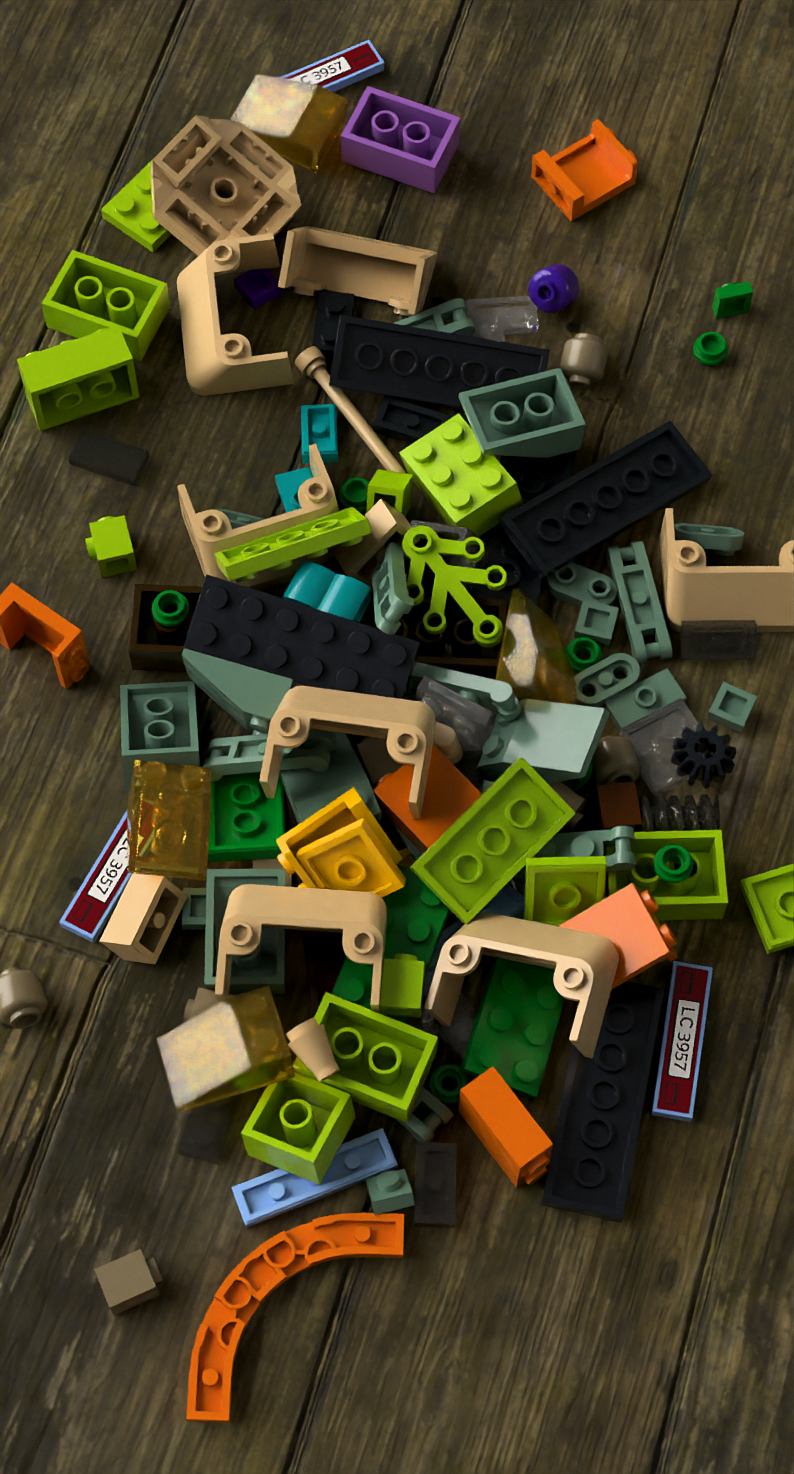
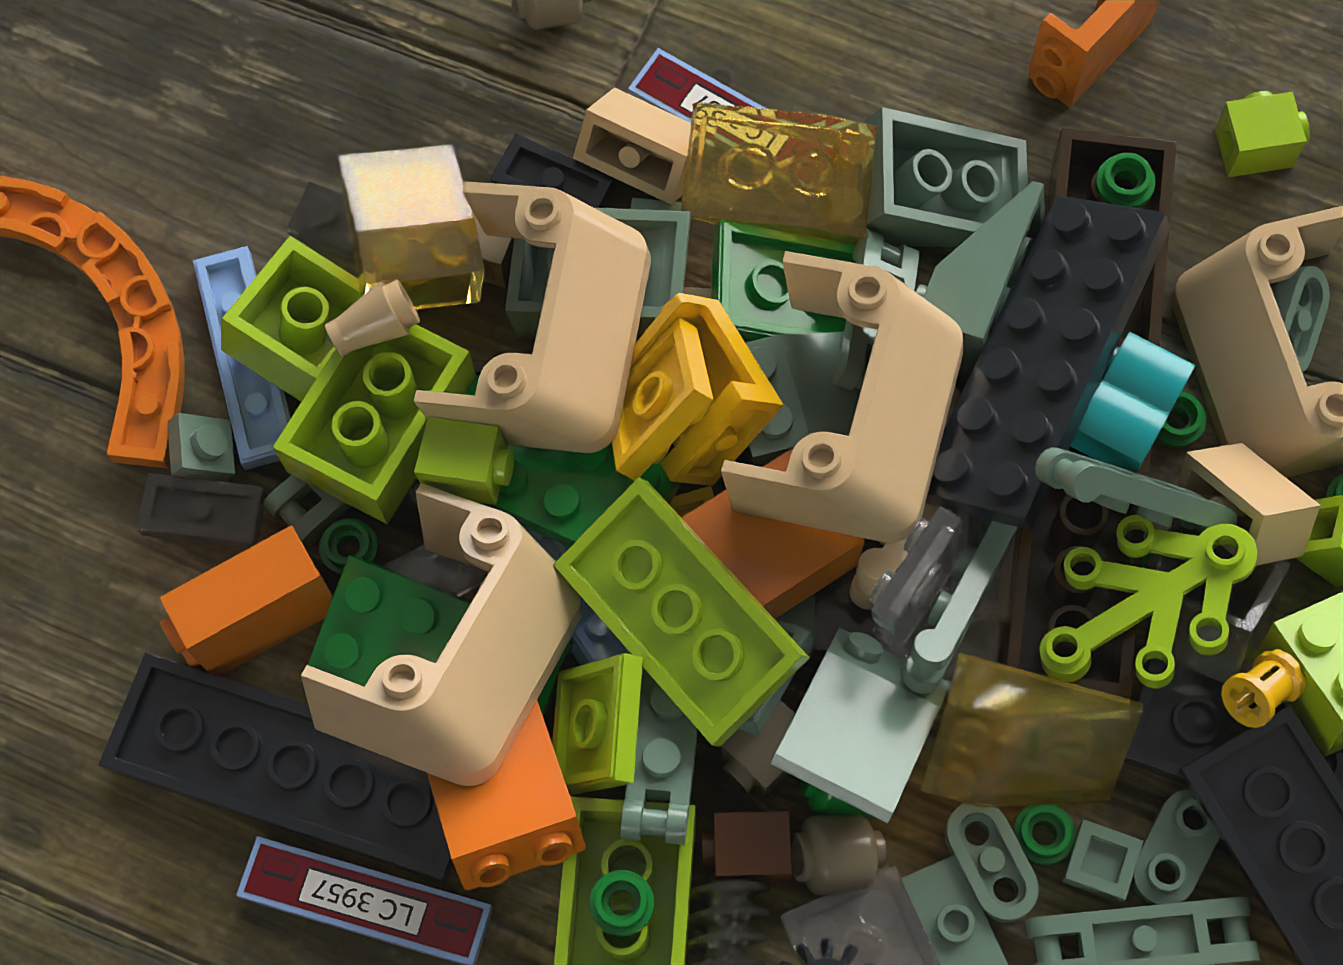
camera: 100 degrees right, 5 degrees up
(129, 1281) = (140, 111): dark tan brick -> none
(169, 981) = (540, 166): none -> black plate
(282, 547) = (1231, 358): lime plate -> none
(496, 525) = (1263, 688): none -> yellow bush

